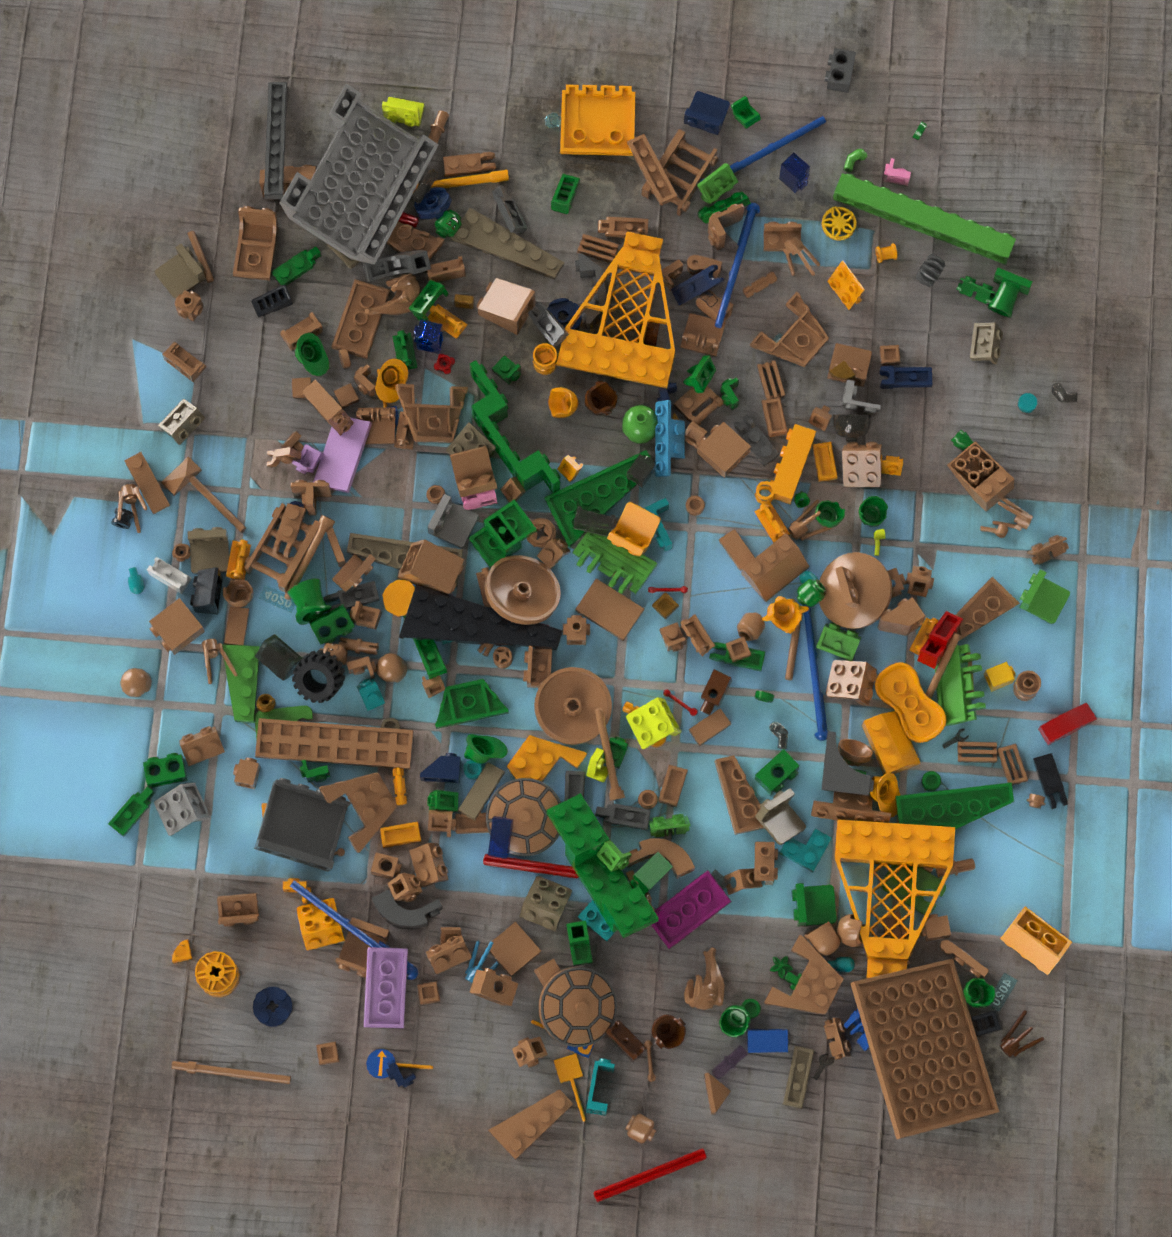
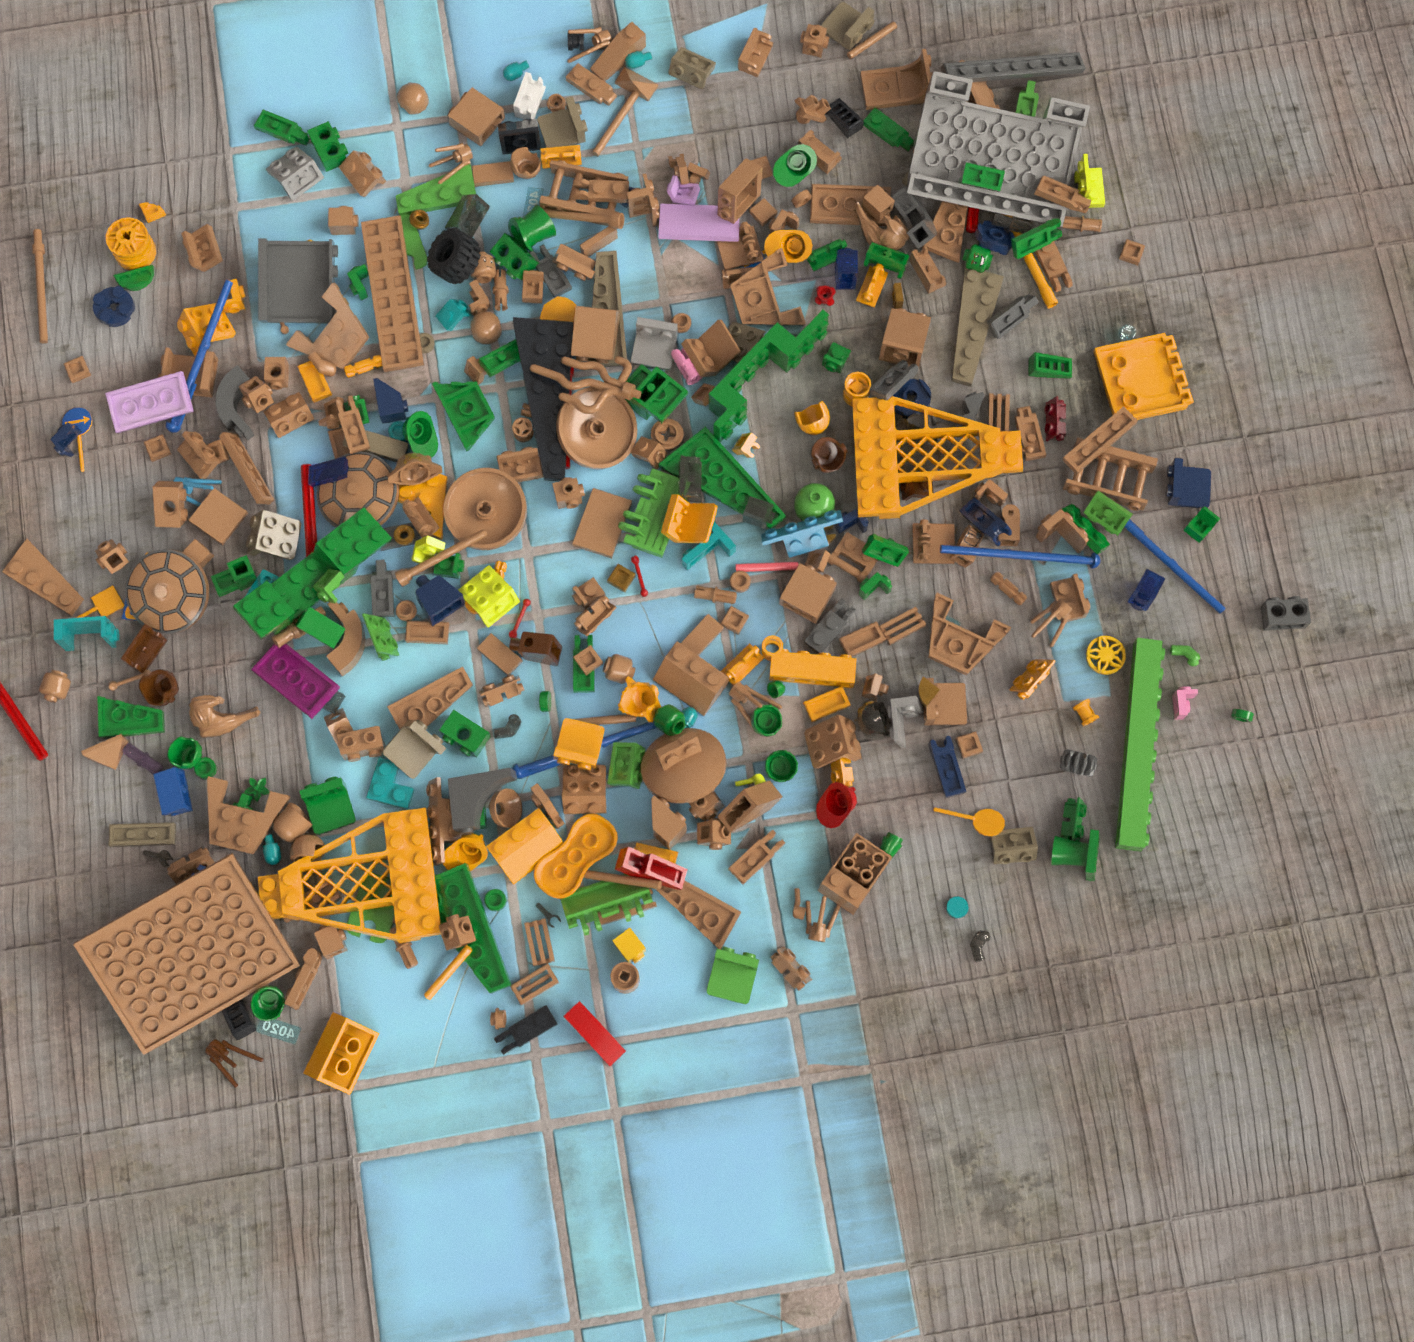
camera: 75 degrees right, 0 degrees up
(158, 467) = (637, 59): none -> teal cylinder
(171, 516) = (591, 85): none -> medium nougat hinge
(249, 981) = (135, 279): none -> green tile
(260, 326) = (811, 109): none -> medium nougat hips
(309, 141) = (1027, 100): none -> bright green hinge
(371, 293) = (877, 202): none -> medium nougat brick
(380, 196) = (982, 177): none -> green hinge
(391, 822) = (323, 367): none -> medium nougat arm
(411, 135) = (1062, 194): none -> medium nougat hinge
(446, 168) = (1036, 238): none -> green hinge
(463, 804) = (352, 427): none -> medium nougat hinge
(473, 912) = (246, 468): none -> medium nougat tile
(475, 95) = (1132, 252): none -> medium nougat tile
(492, 563) = (610, 385): none -> medium nougat plant
(519, 757) = (414, 469): none -> medium nougat hat
(566, 765) = (420, 517): none -> medium nougat hinge
(578, 777) = (404, 529): none -> pearl gold plate
(610, 202) = (1055, 410): none -> dark red hinge
(645, 768) = (437, 598): none -> dark blue torso
(687, 479) = (755, 567): none -> coral bar
(688, 1068) = (127, 719): none -> green wing
(703, 528) = (715, 594): none -> medium nougat axle
(729, 518) = (734, 620): none -> medium nougat tile
(741, 724) = (493, 692): none -> medium nougat hinge
(813, 674) = (579, 744): none -> light orange bracket
(857, 716) = (542, 801): none -> medium nougat wing
(904, 544) = (749, 805): none -> medium nougat slope
(918, 475) = (836, 804): none -> red piece
(947, 554) = (755, 858): none -> medium nougat hinge
(958, 813) = (457, 932): none -> medium nougat brick
(959, 359) = (986, 821): none -> light orange piece
(987, 833) = (451, 968): none -> light orange bar

